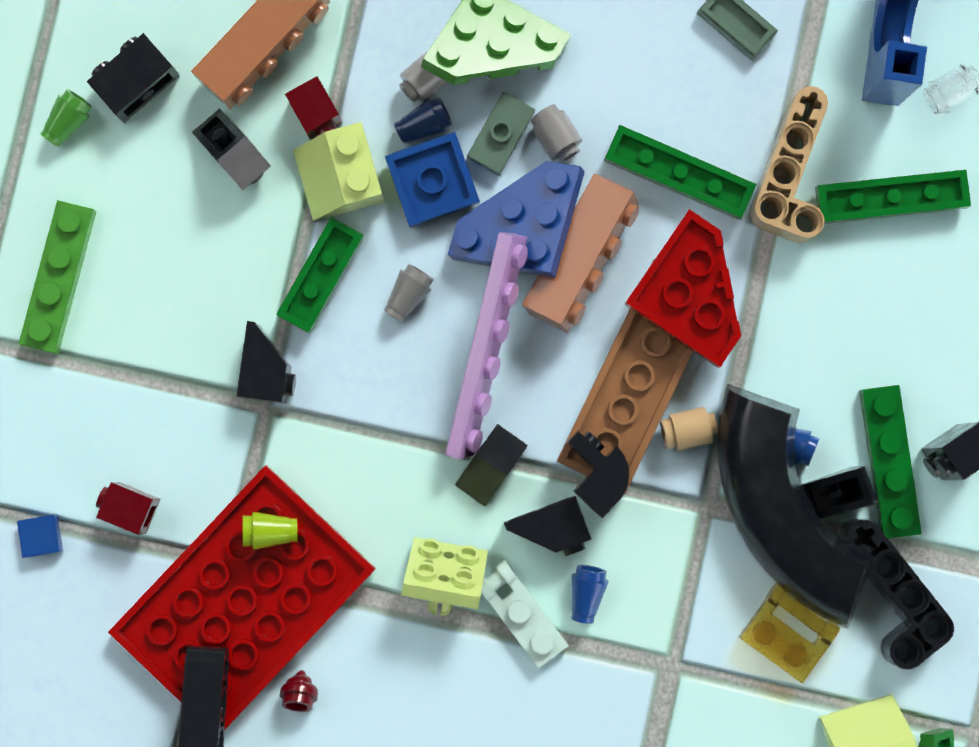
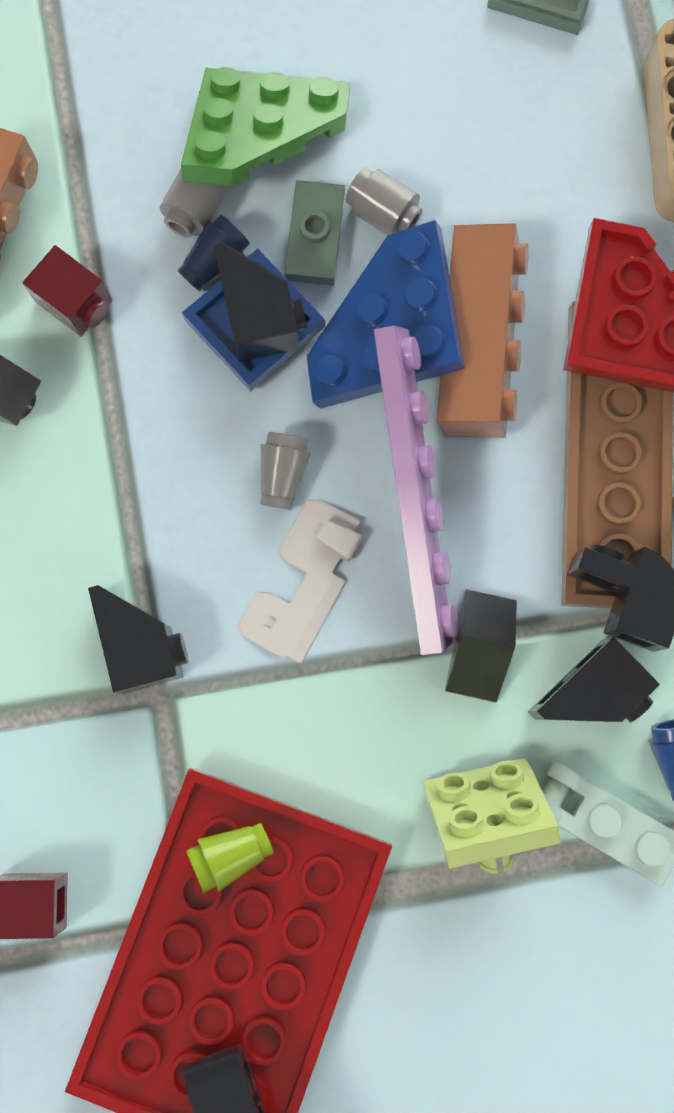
camera: 25 degrees left, 5 degrees down
(299, 693) = (360, 1060): dark red plate -> none
(320, 275) = (160, 494): green plate -> none
(338, 172) = (132, 355): yellowish green slope -> none
(409, 352) = (315, 546): none -> white piece
(435, 177) = (258, 307): none -> black slope
(680, 172) = (555, 190): green plate -> none

